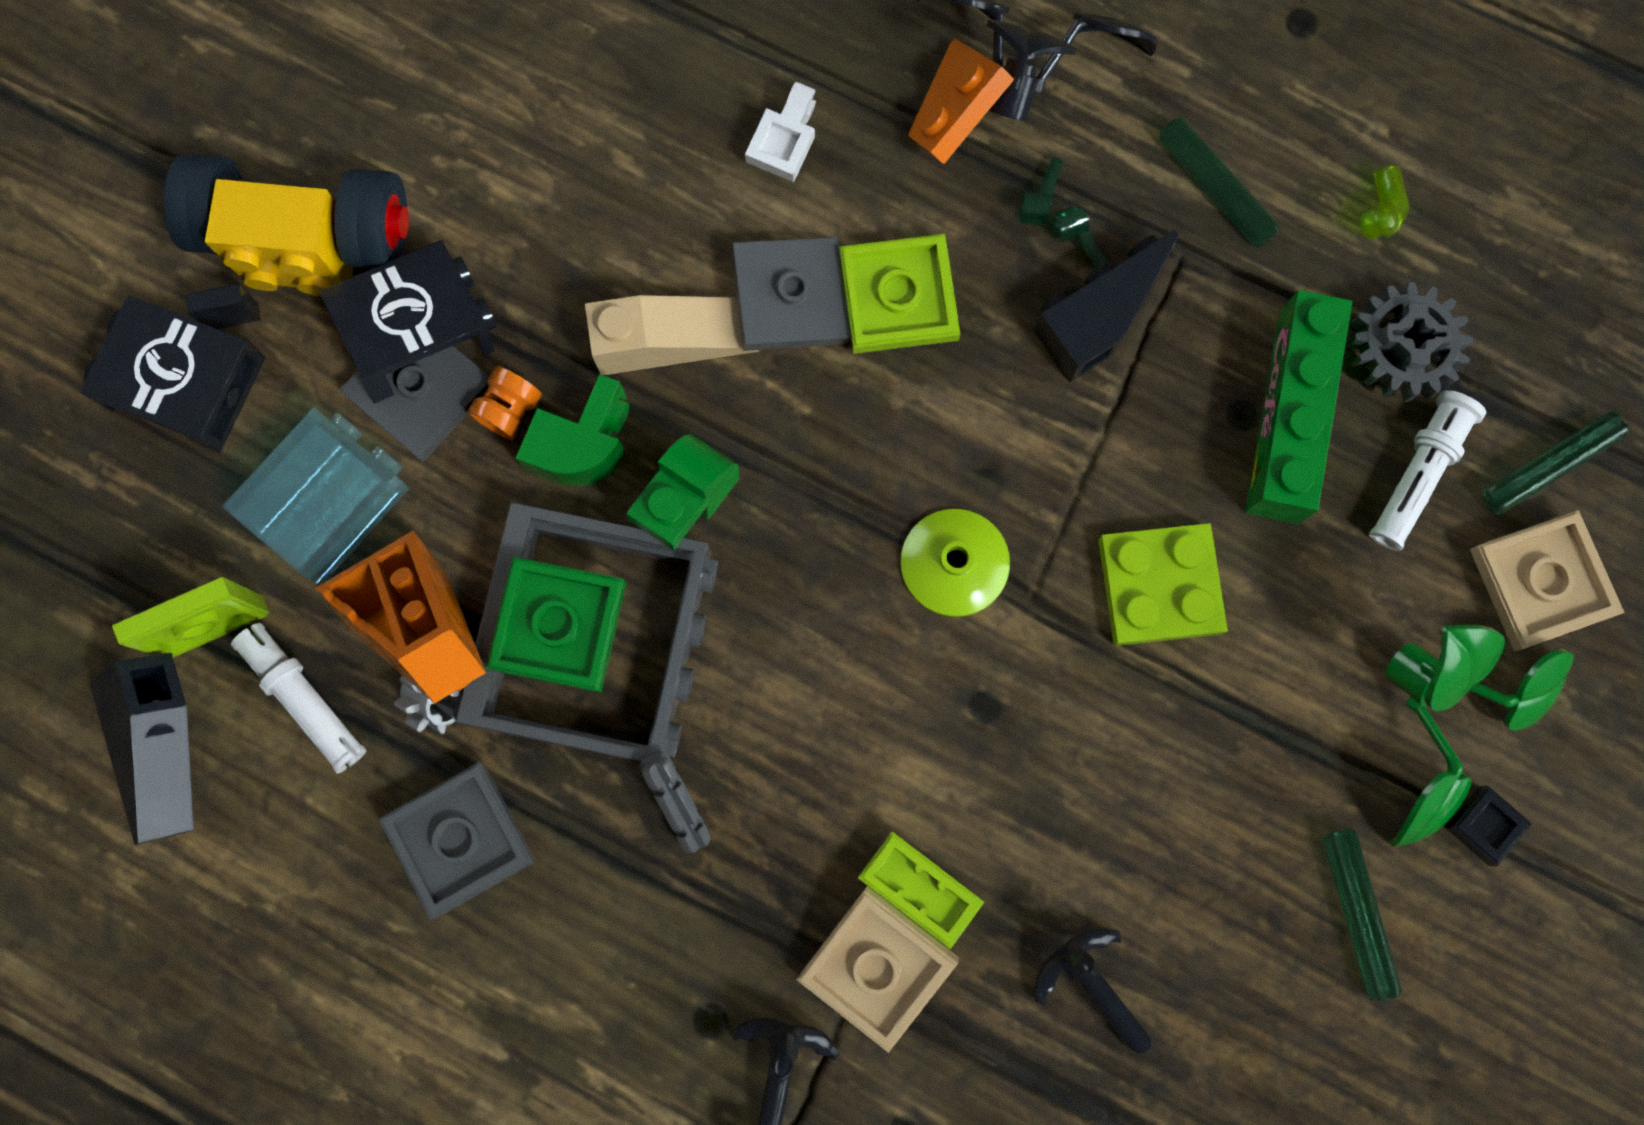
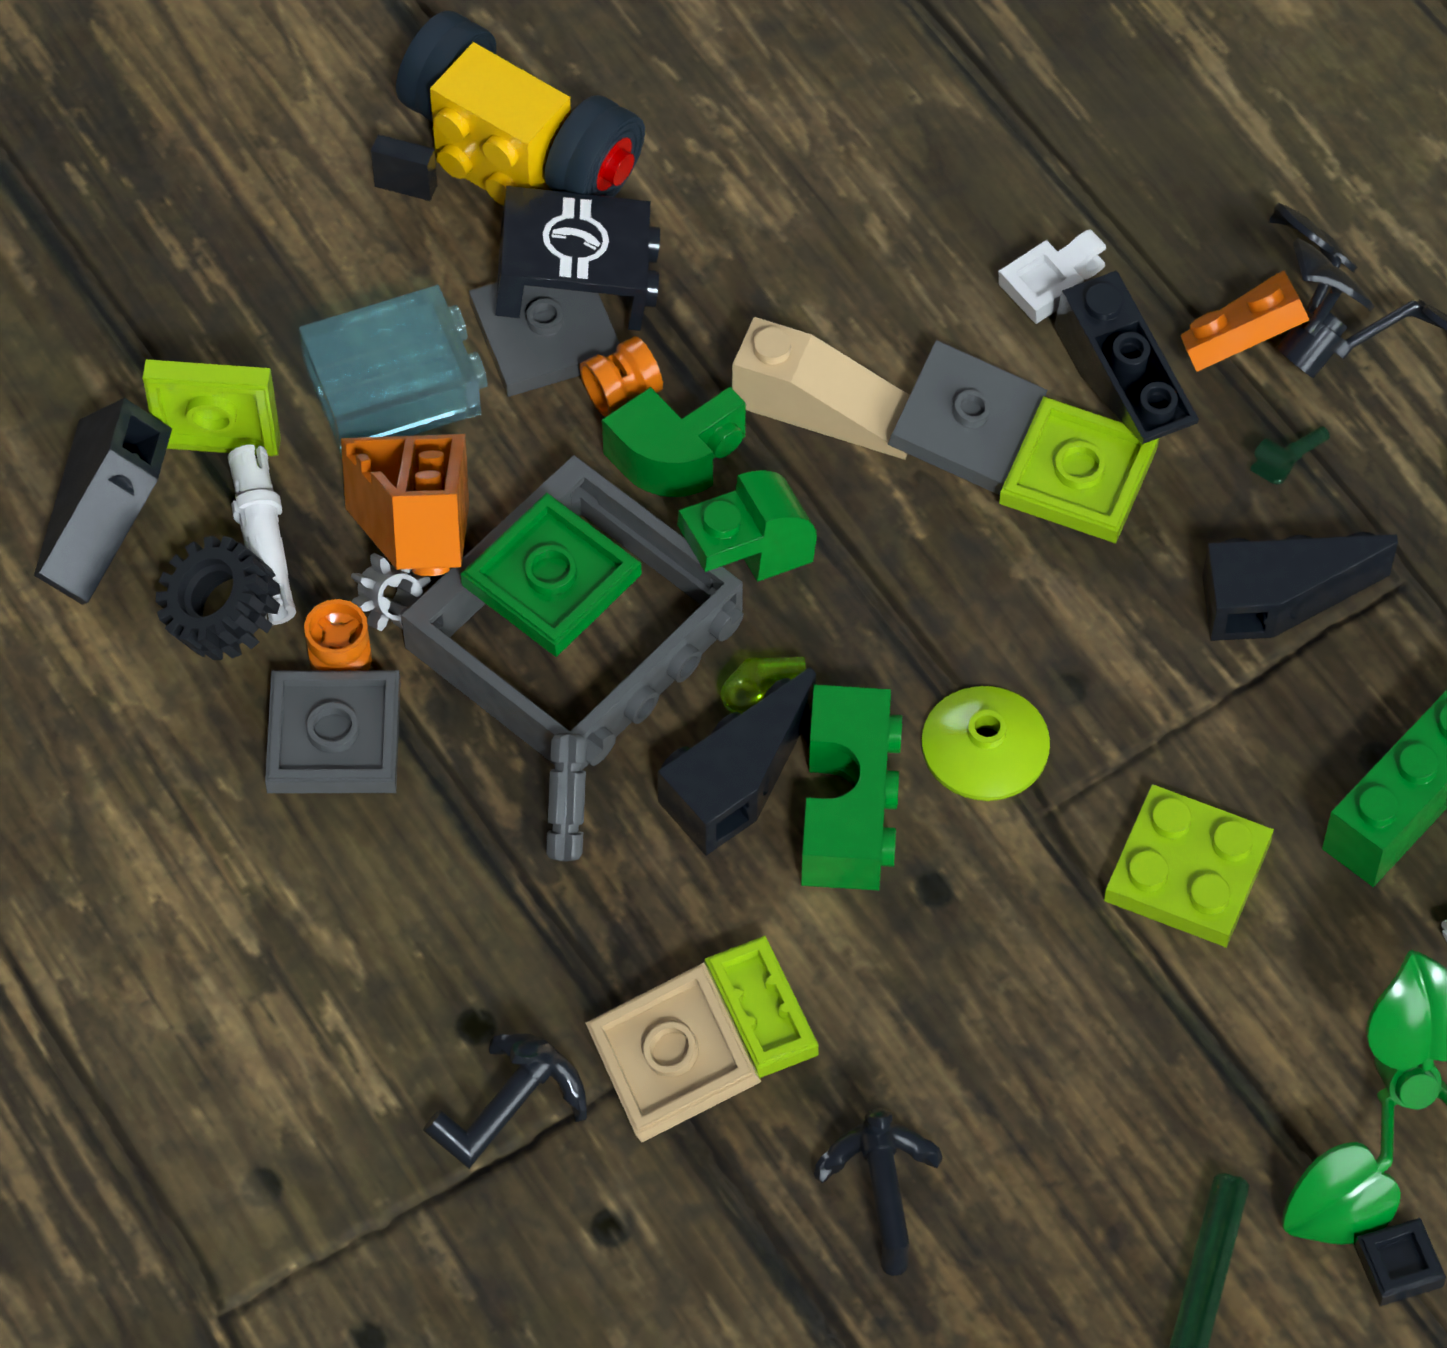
camera: 30 degrees right, 20 degrees down
(173, 372) = (324, 199): black panel -> none
(272, 790) = (196, 580): none -> black tyre
(405, 758) = (338, 637): none -> orange wheel
(756, 608) = (754, 677): none -> clear neon green arm
(788, 706) = (731, 773): none -> black slope
(866, 620) = (846, 833): none -> green arch
(886, 185) = (1122, 358): none -> black slope
(1075, 223) = (1301, 493): clear green hand -> none

